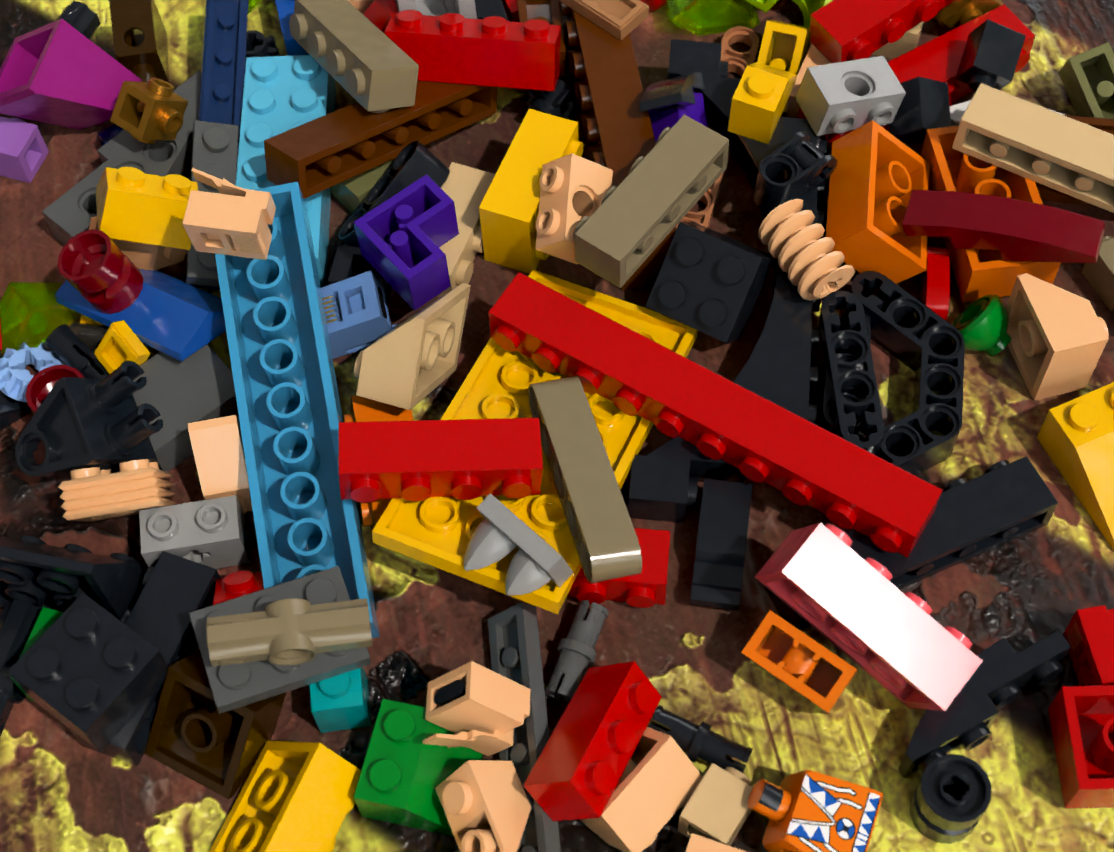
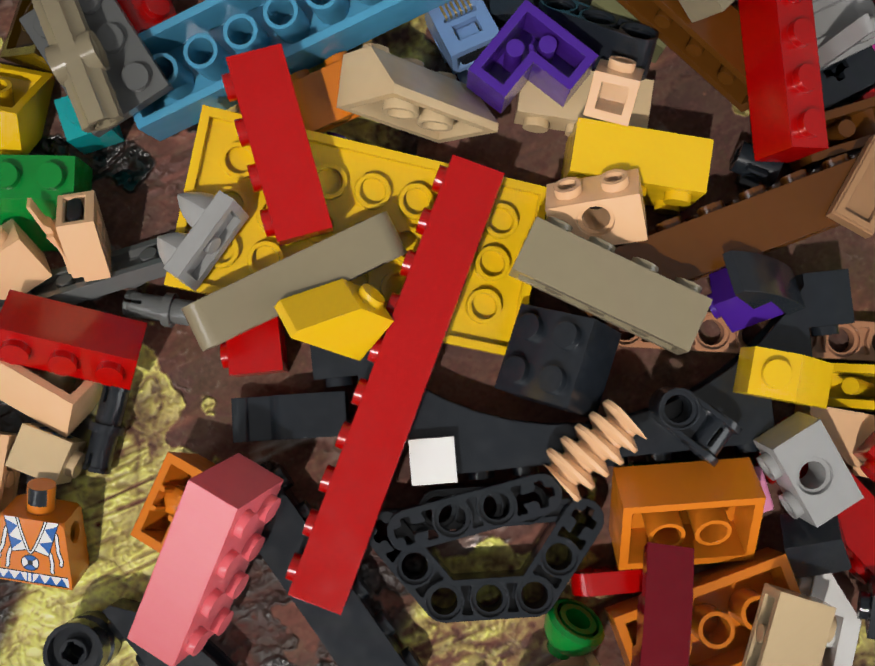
camera: 70 degrees right, 25 degrees up
(462, 175) = (614, 90): none -> light nougat brick
(631, 432) = (336, 317): none -> yellow slope
(795, 394) = (433, 460): none -> white tile

